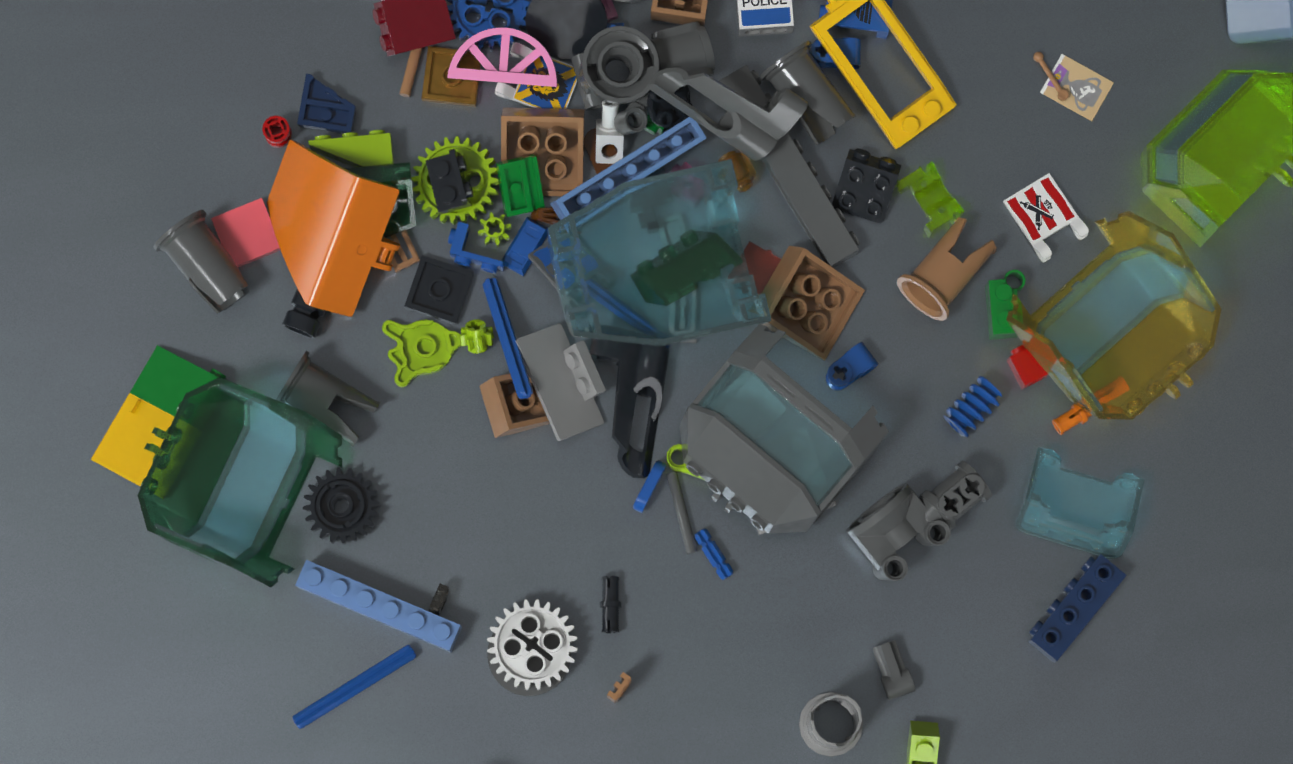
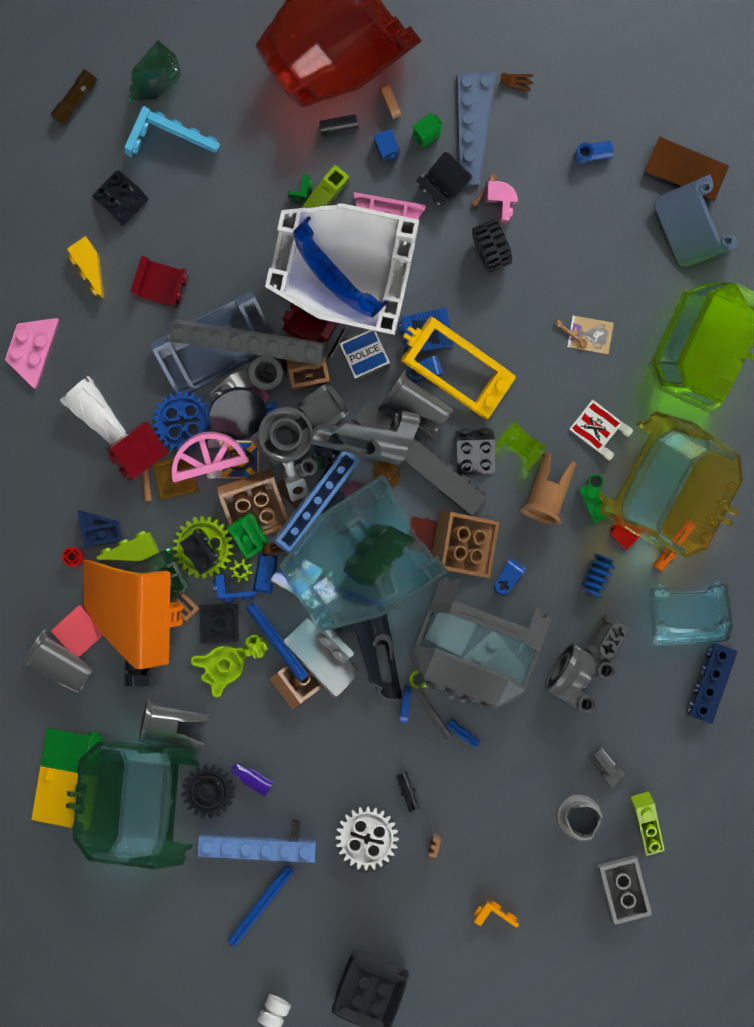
camera: 20 degrees left, 5 degrees up
(407, 512) = (253, 779): none -> dark purple piece

